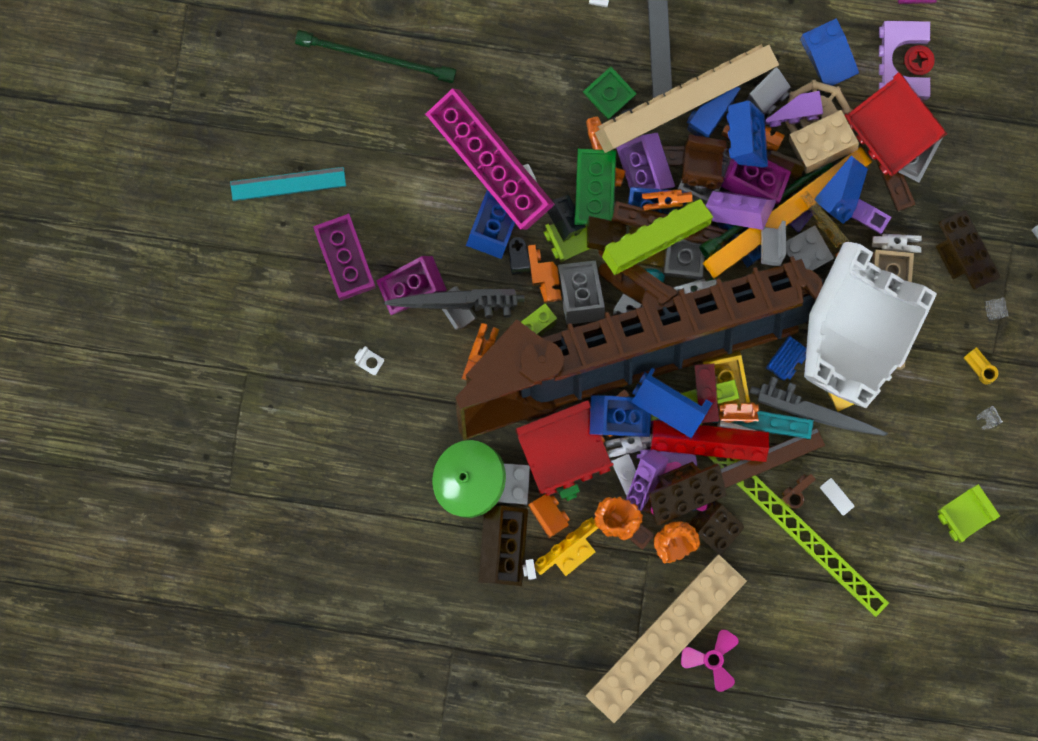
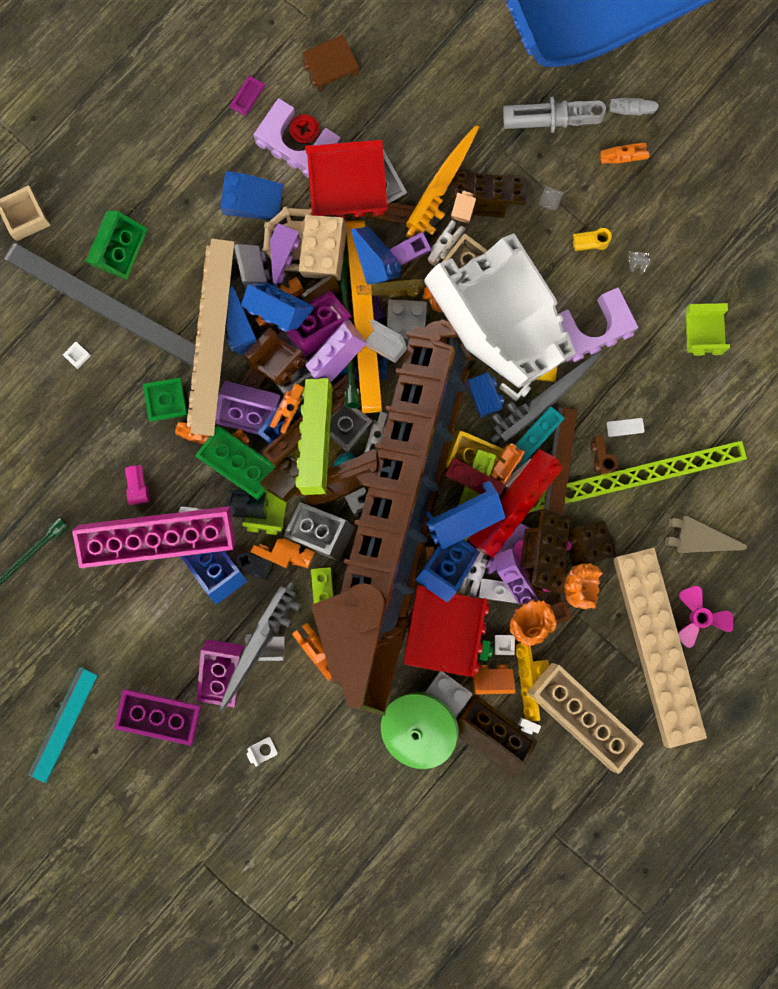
camera: 60 degrees left, 0 degrees up
(519, 118) = (137, 490): none -> dark pink piece
(566, 610) = (585, 718): none -> tan brick
(584, 507) = (504, 645): none -> white plate
(782, 618) = (700, 537): none -> dark tan flag
(810, 389) = (512, 394): none -> white bracket
(922, 436) = (619, 325): none -> lavender arch
(924, 207) = (431, 199): none -> light orange piece
(936, 238) = (463, 207): none -> light nougat arch
(991, 44) = (329, 62): none -> reddish brown panel

